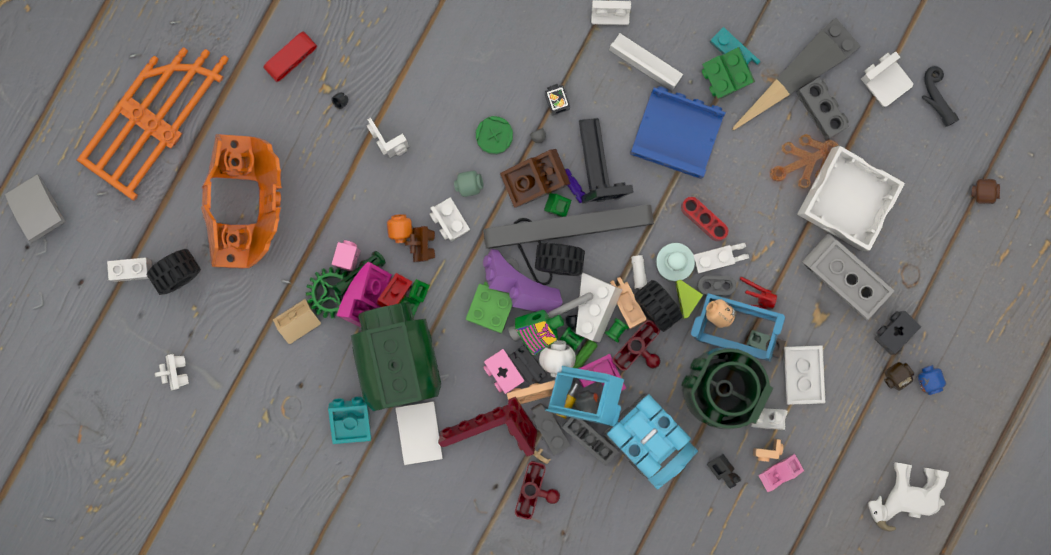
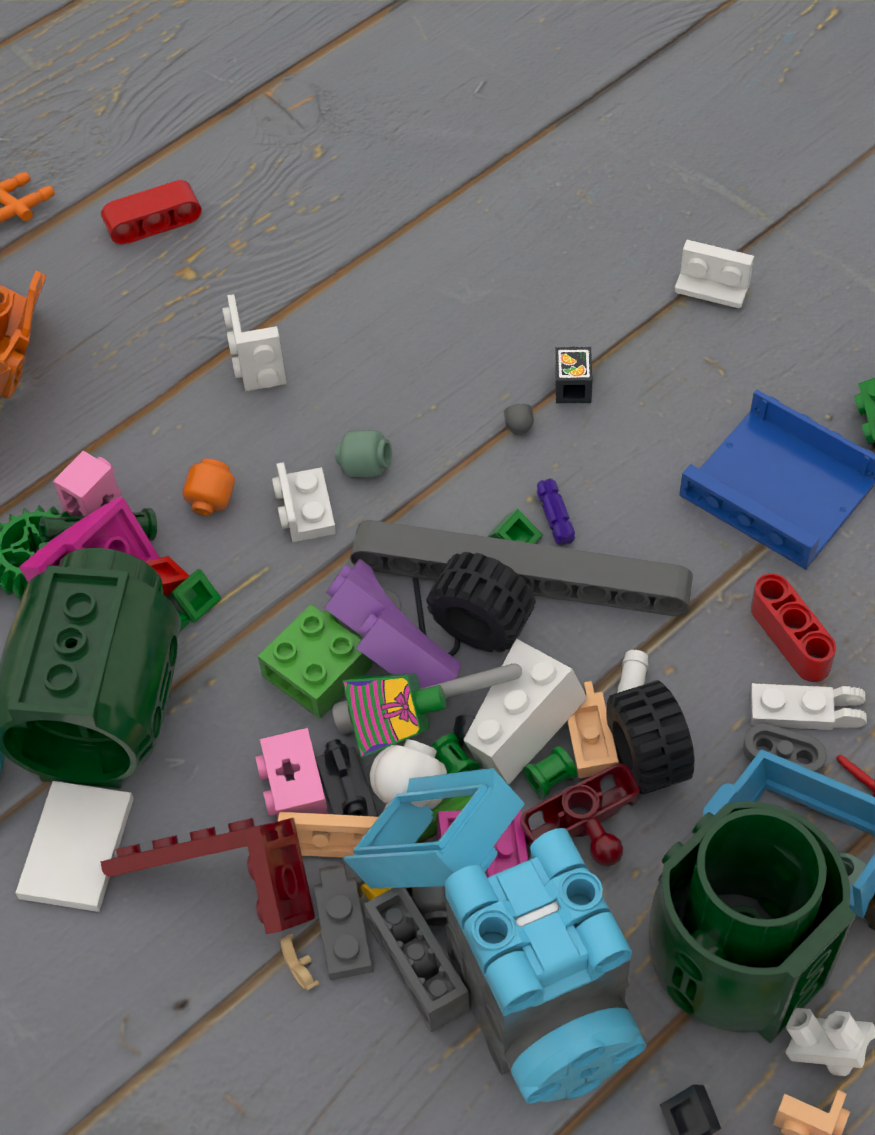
camera: 25 degrees right, 30 degrees down
(340, 100) = (201, 287): black hinge -> none
(419, 244) = (231, 516): reddish brown hips -> none
(494, 135) = (441, 402): green tile -> none
(535, 178) = (488, 477): reddish brown slope -> none
(552, 495) = (238, 1048): dark red piece -> none
(596, 165) = (607, 508): black bracket -> none
(645, 62) = (751, 361): white panel -> none
(675, 262) = (711, 688): light aqua plate -> none
(687, 297) = (719, 756): lime slope -> none
(720, 313) = (777, 784): light nougat head -> none

